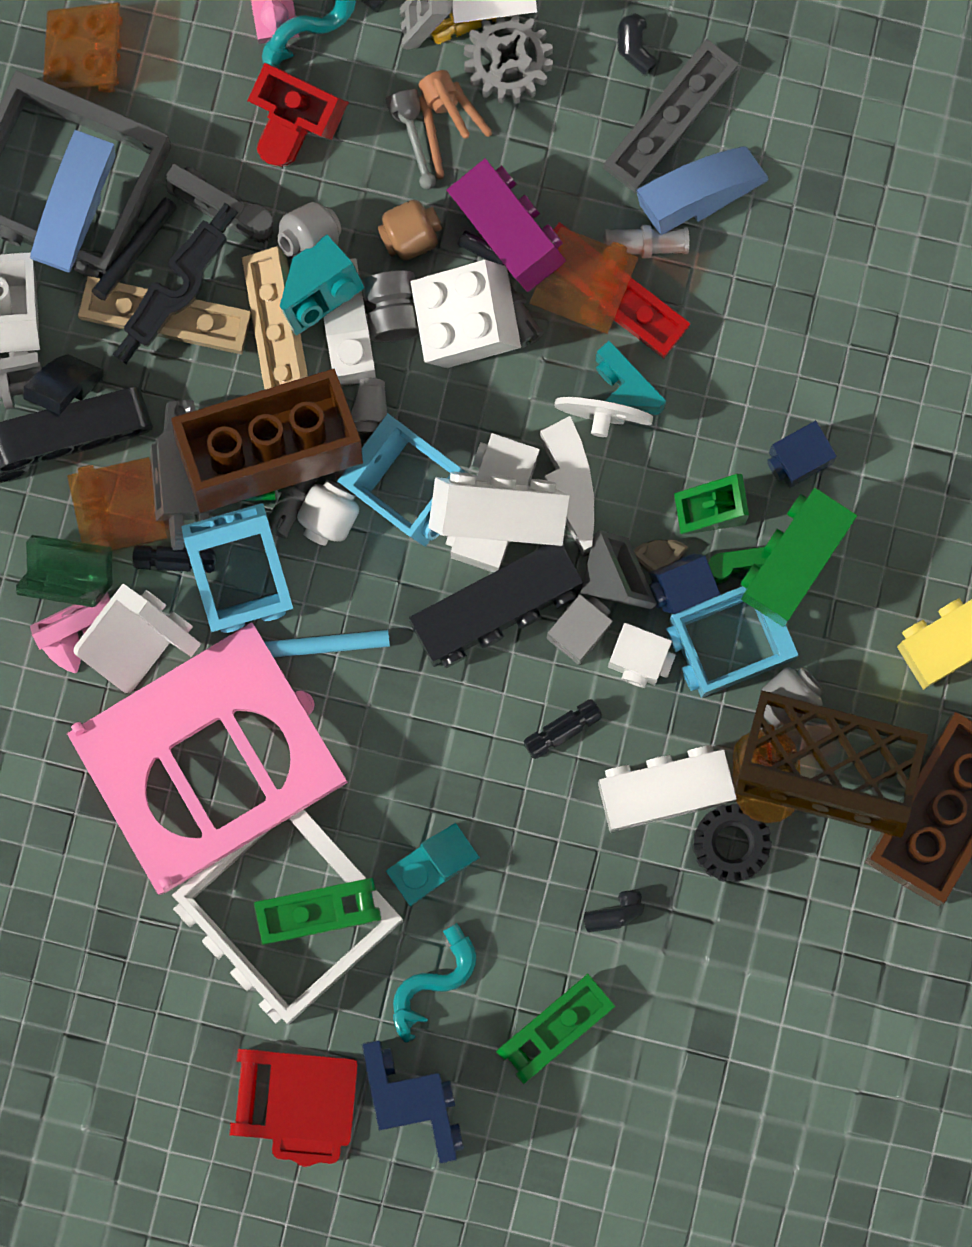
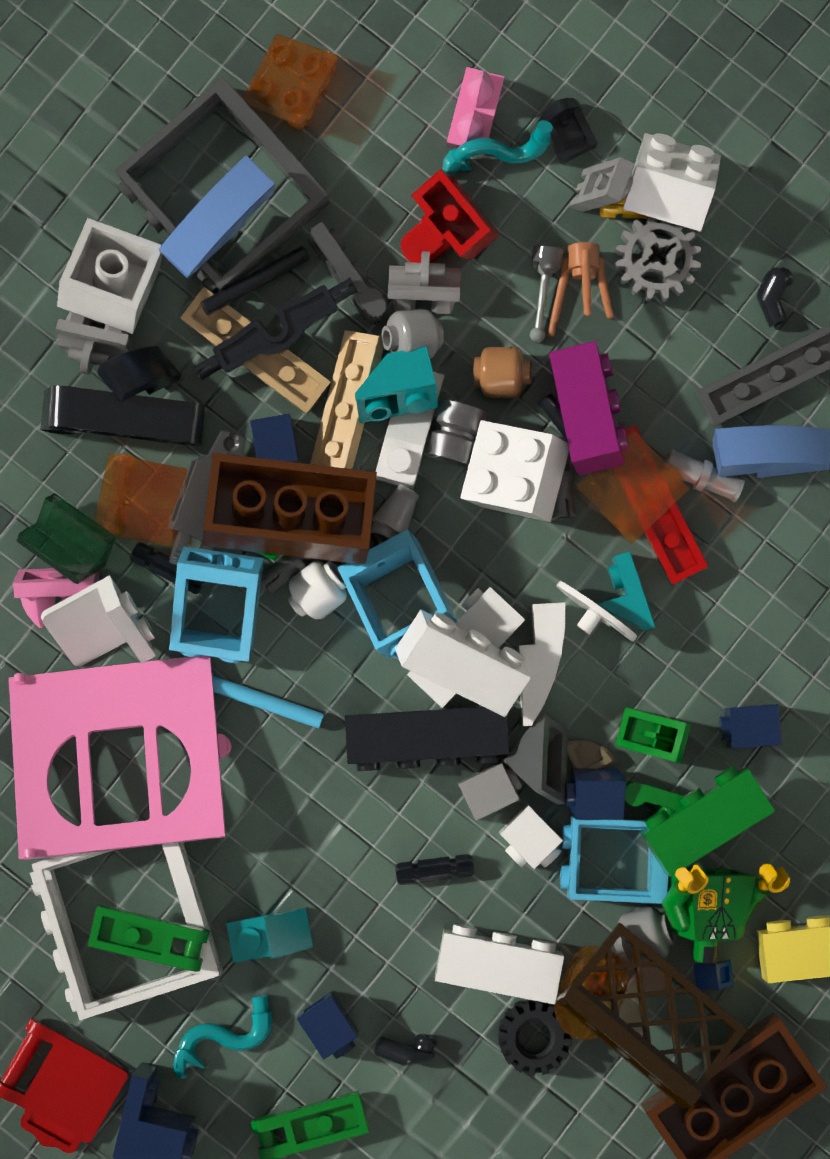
camera: 25 degrees right, 5 degrees up
(219, 384) = (275, 438): none -> dark blue brick
(297, 177) = (424, 282): none -> light grey hips
(530, 923) = (328, 1026): none -> dark blue brick
(844, 634) = (717, 904): none -> green torso
(877, 707) = (714, 975): none -> blue piece

